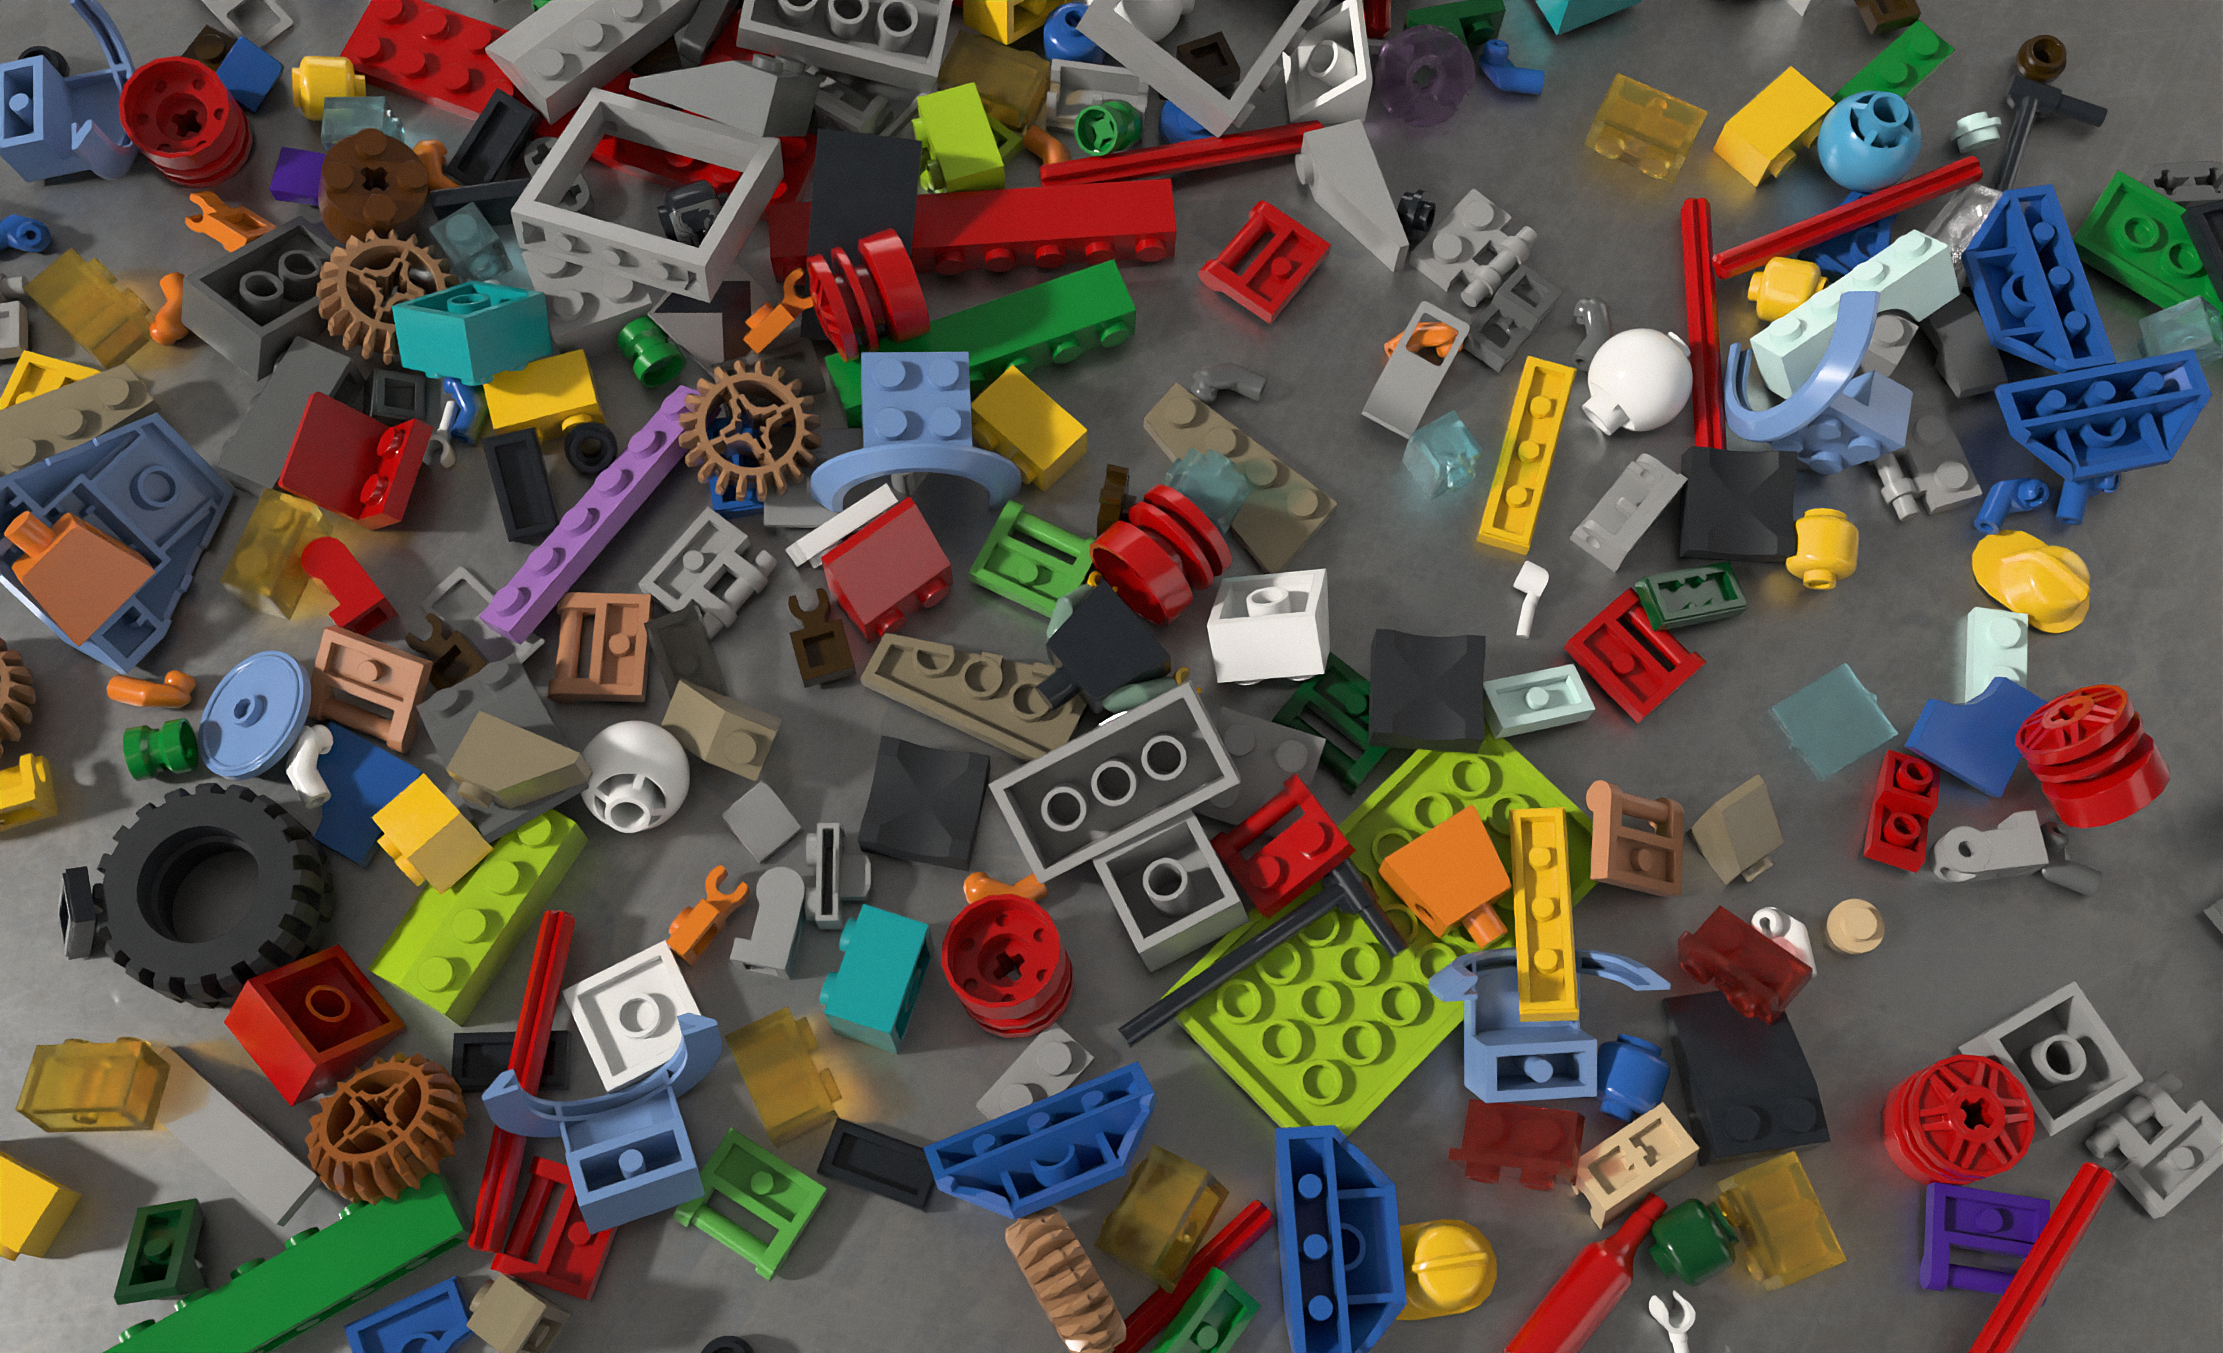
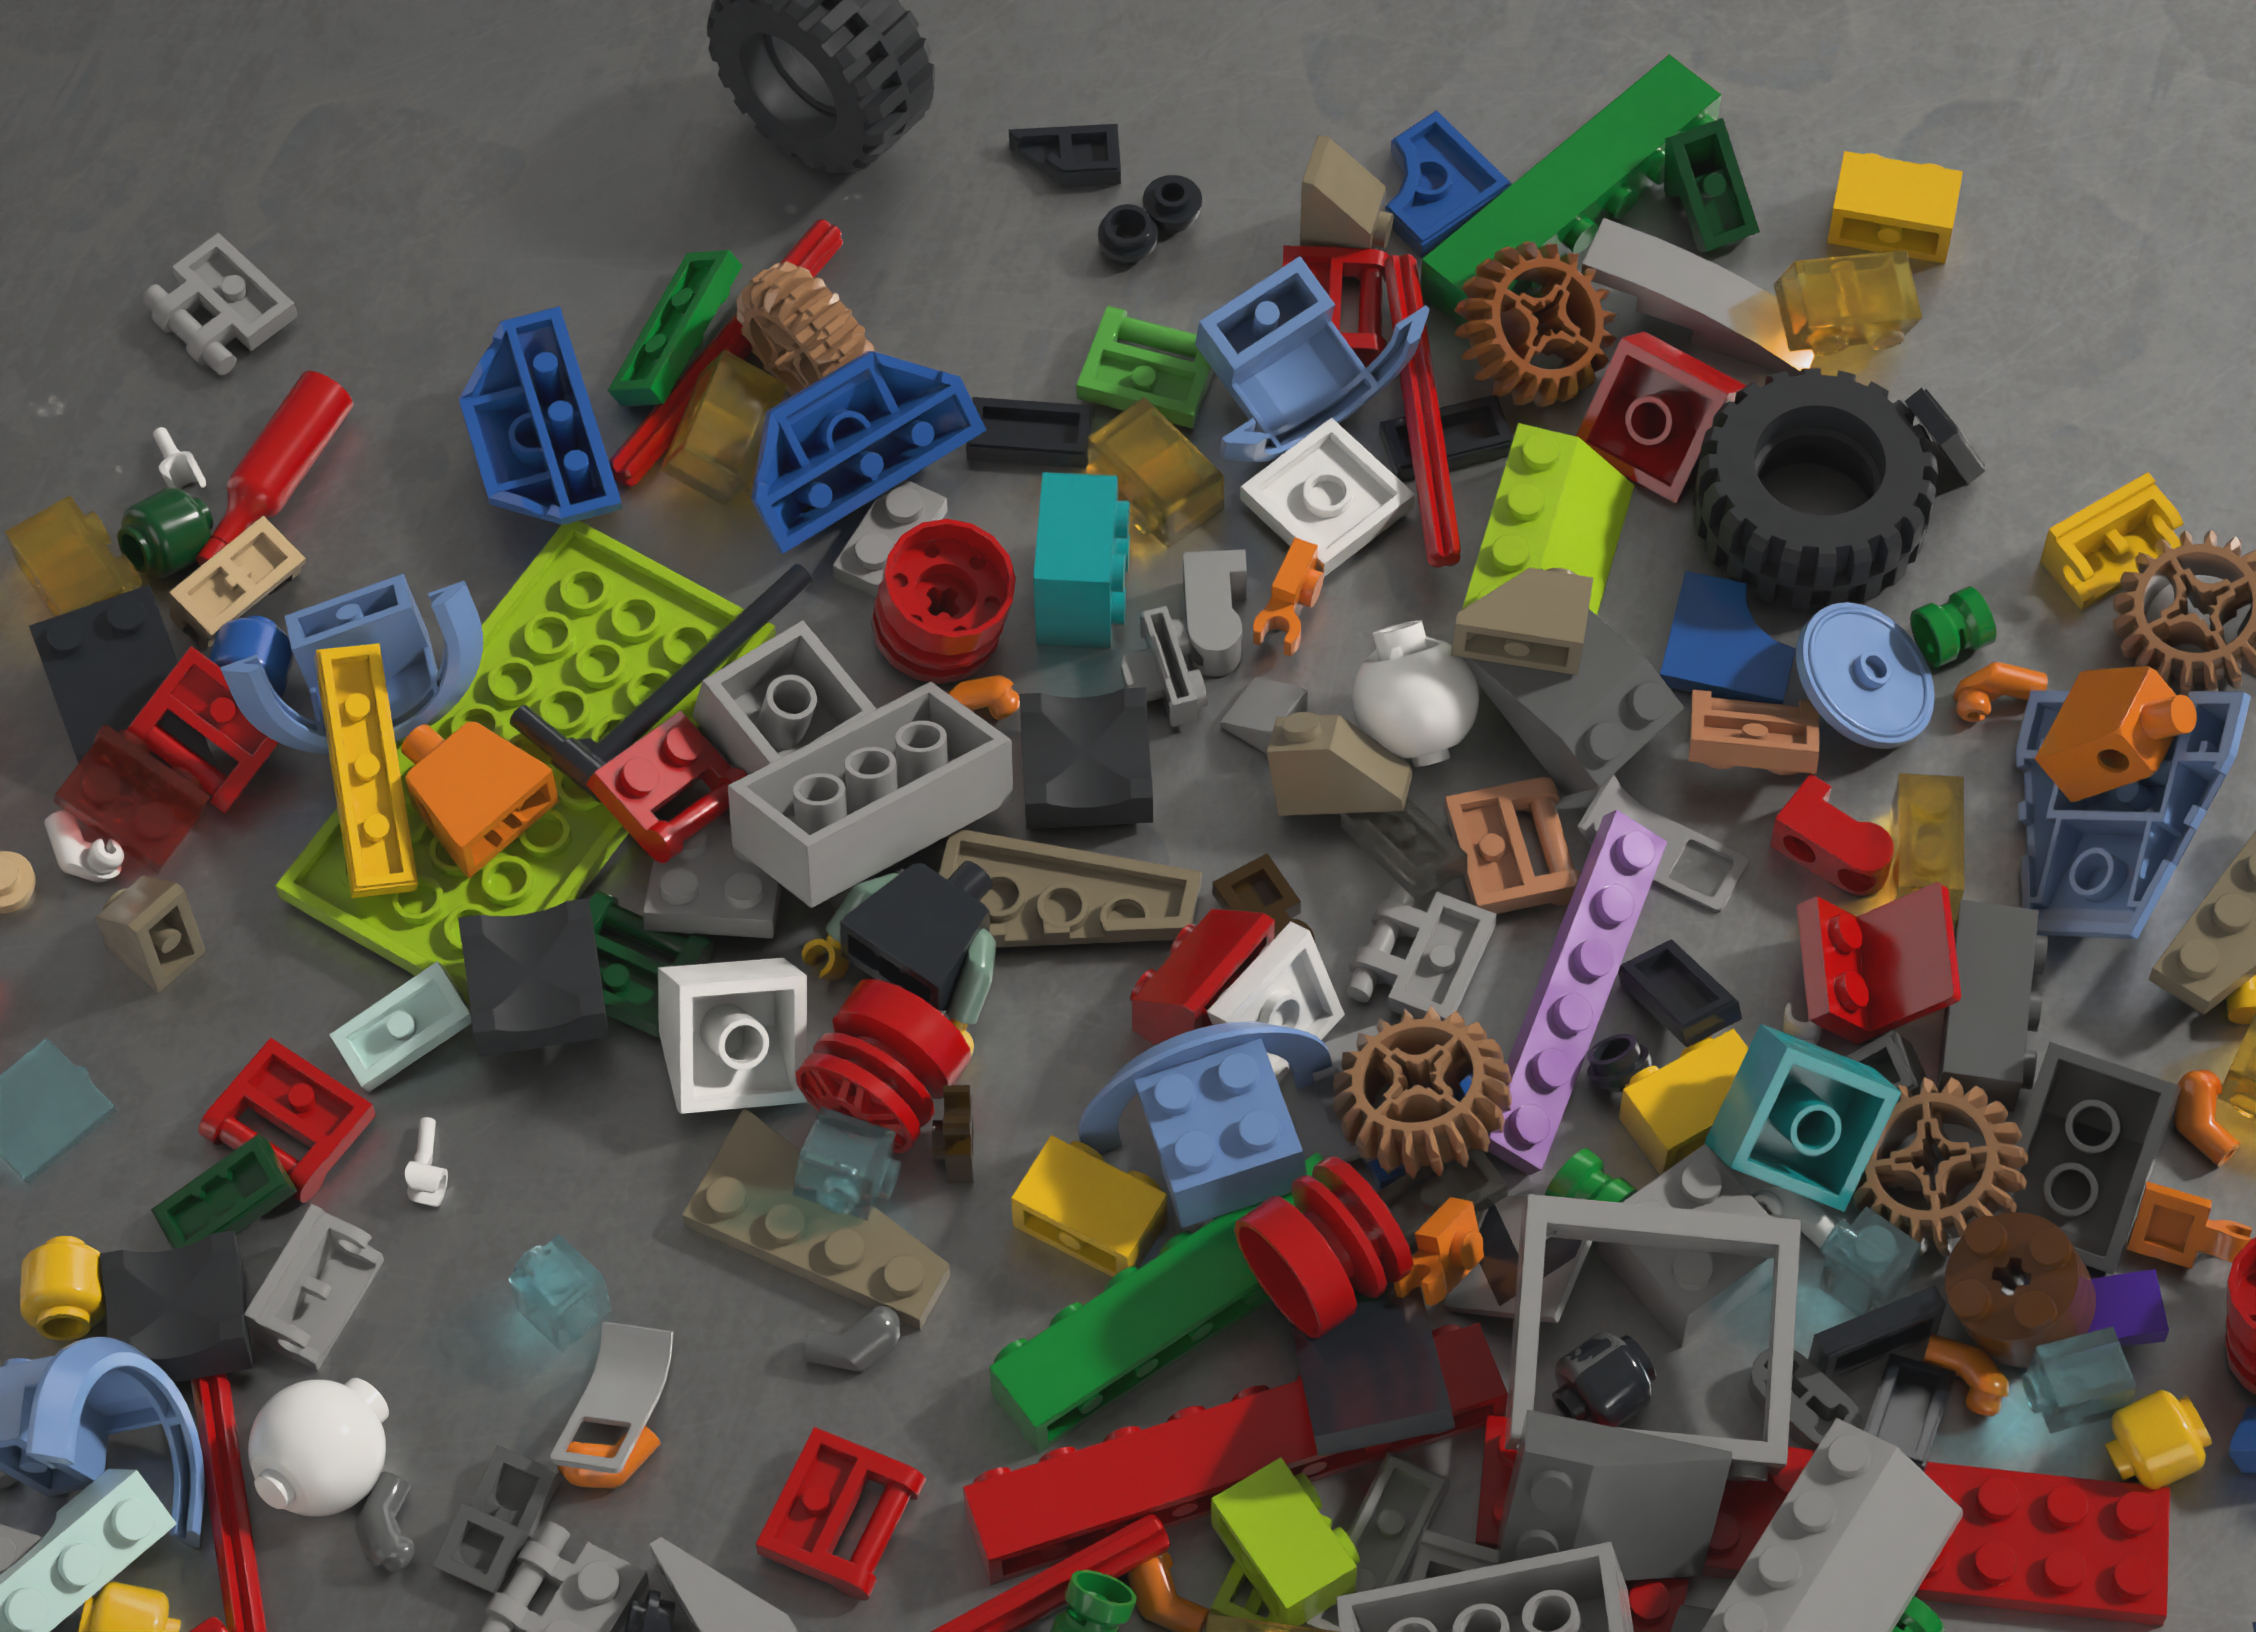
camera: 170 degrees right, 10 degrees down
(302, 765) = (1781, 631): white arm -> none
(429, 836) = (1626, 586): yellow brick -> none
(452, 654) = (1676, 788): dark brown plate -> none
(1028, 573) = (1042, 1042): bright green plate -> none
(1445, 1268) = (425, 469): yellow piece -> none
(1520, 1143) = (352, 552): clear red bracket -> none
(1526, 455) = (451, 1347): yellow tile -> none
(1633, 856) = (256, 876): nougat plate -> none
(1675, 1021) = (203, 700): none -> red plate

